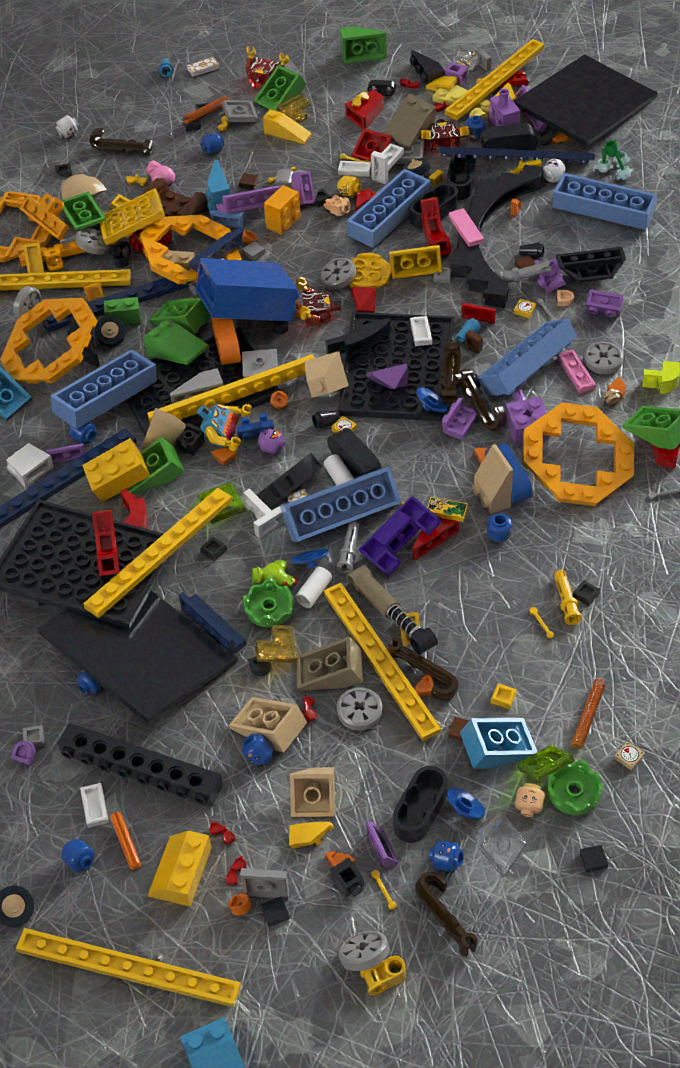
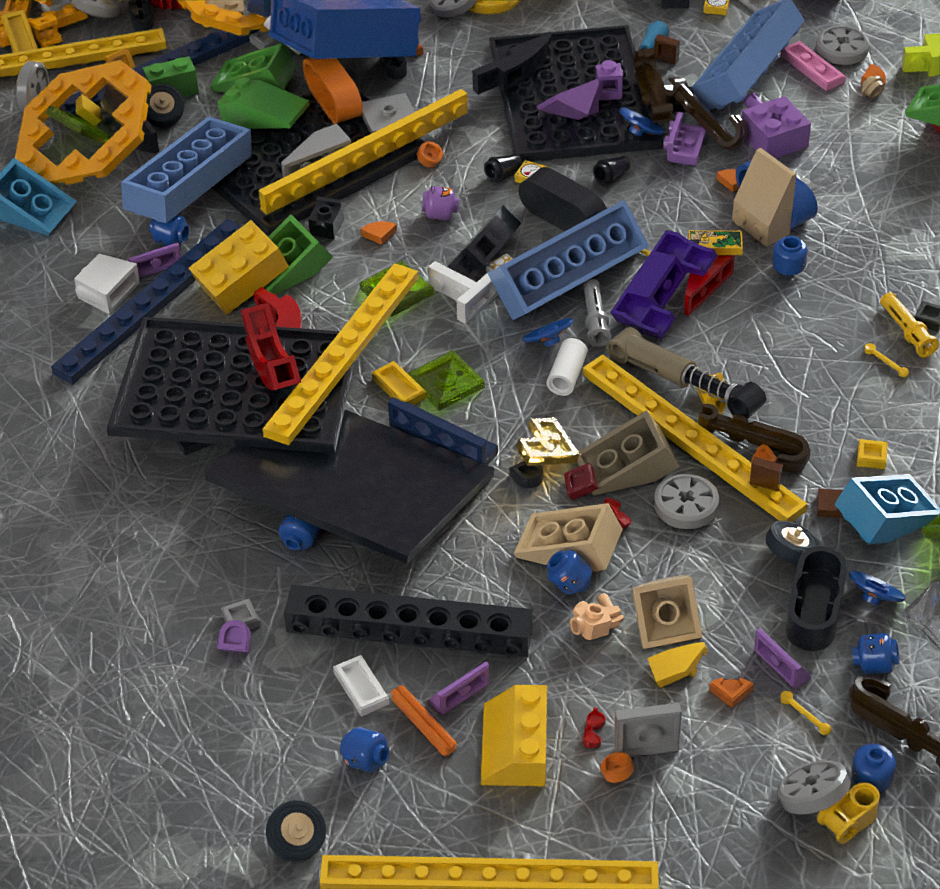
camera: 15 degrees left, 5 degrees down
(48, 338) = (78, 124): none -> clear neon green tile
(60, 328) = (88, 110): none -> yellow tile
(157, 823) = (460, 689): none -> medium lavender slope
(163, 426) = (288, 199): tan brick -> none
(197, 578) = (398, 383): none -> yellow tile
(213, 549) = (407, 345): pearl dark grey tile -> none
(216, 829) = (565, 688): red piece -> none
(221, 423) = (365, 191): torso -> none
(229, 581) = (447, 380): none -> clear neon green tile
(249, 430) = (408, 193): blue plate -> none
(262, 789) = (595, 619): none -> light nougat piece
(268, 593) = (511, 384): bright green plate -> none
(273, 570) = (505, 361): lime animal -> none
(275, 911) = (668, 767): black tile -> none
(292, 679) = (580, 481): none -> dark red tile
(316, 305) = (442, 38): clear red torso -> none
(325, 374) = (487, 110): tan slope -> none
(337, 469) = (543, 222): white pin -> none
(345, 872) = (754, 705): black brick -> none
(364, 298) = (500, 19): red slope -> none
(399, 433) = (609, 169): none -> black cone
(410, 944) = (874, 766): none -> blue head
(416, 701) = (766, 473): none -> reddish brown tile
(417, 754) = (789, 540): none -> black wheel
(421, 331) = (591, 46): white tile -> none
(422, 359) = (609, 76): none -> medium lavender brick
(478, 312) = (669, 14): red slope -> none
(549, 474) = (884, 126): light orange plate -> none

